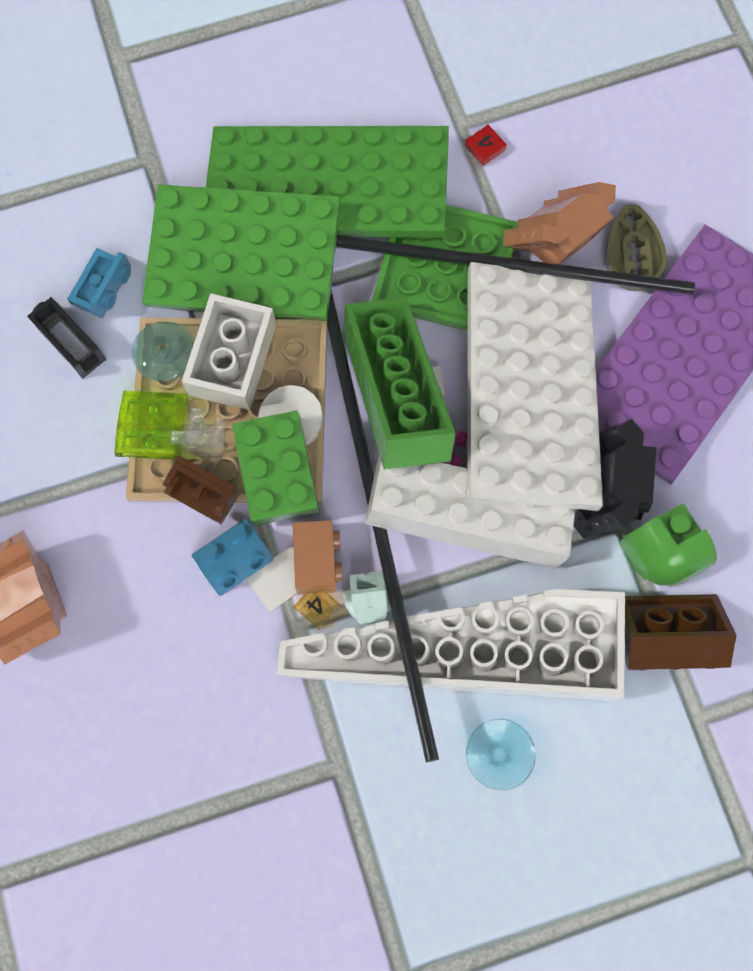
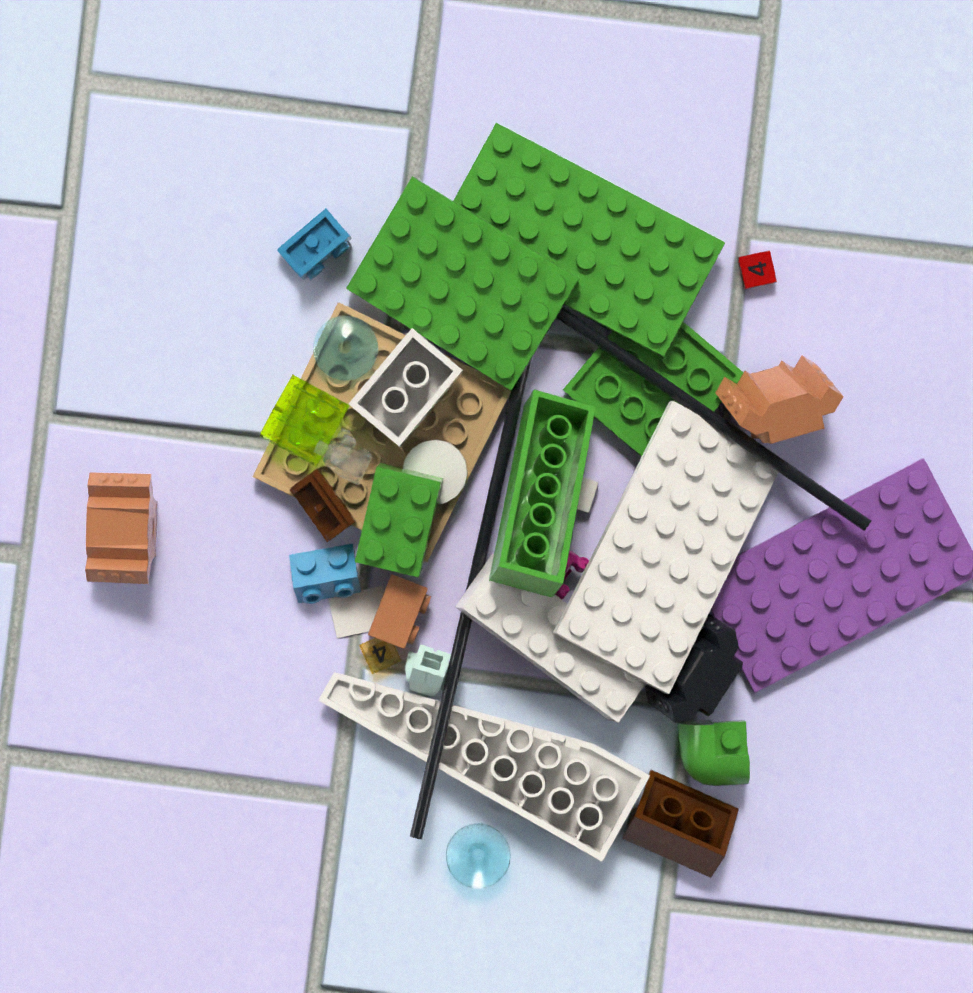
camera: 25 degrees right, 15 degrees up
(66, 337) = (260, 287): black window -> none
(645, 236) = (858, 462): olive piece -> none

